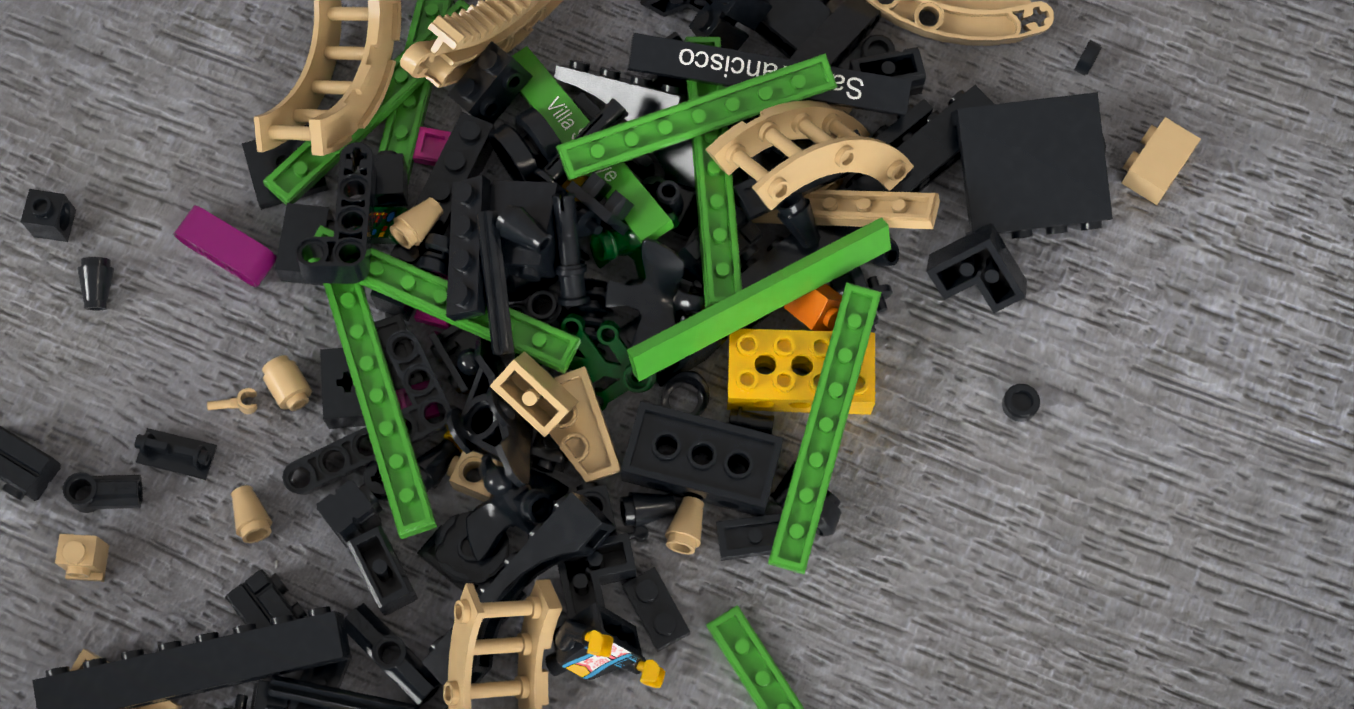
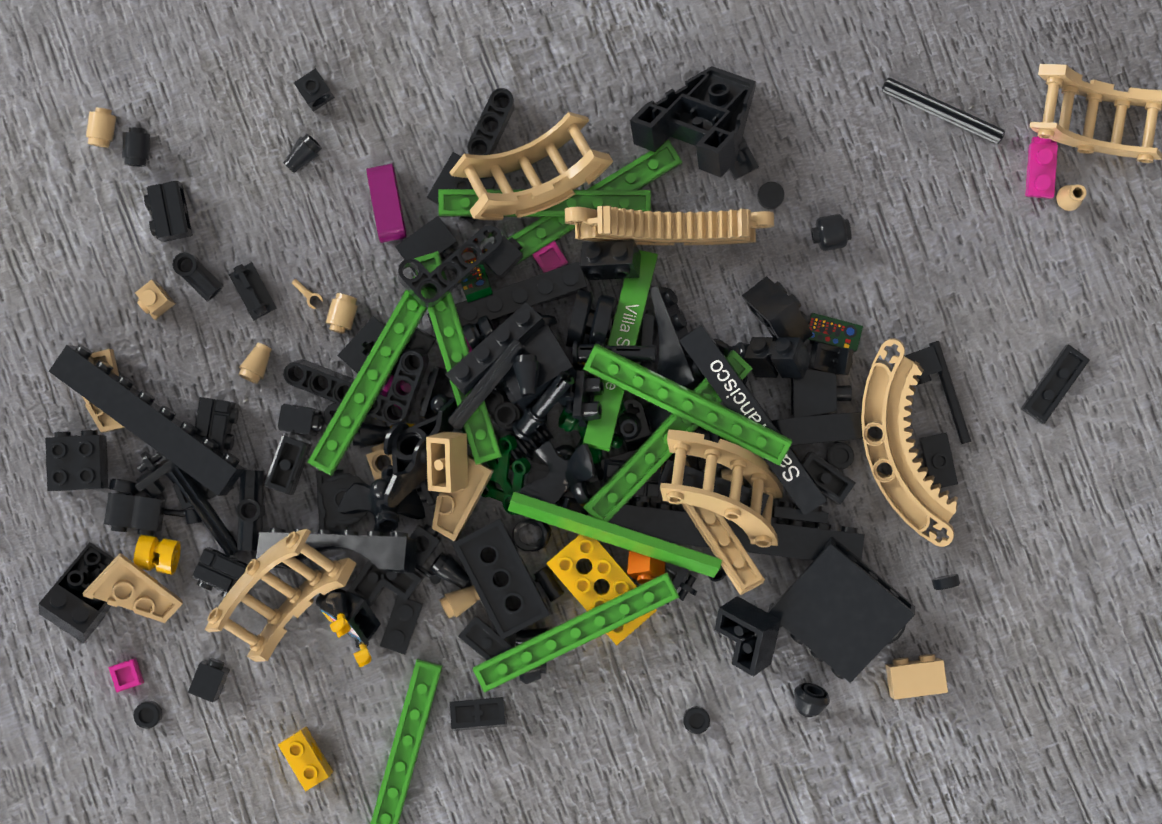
camera: 50 degrees right, 15 degrees up
(248, 74) = (492, 113): none -> black beam
(415, 224) = (486, 303): tan cone -> none
(798, 217) = (682, 516): black cone -> none
(821, 609) = (478, 714): none -> black hinge
(1096, 274) = (810, 699): none -> black cone

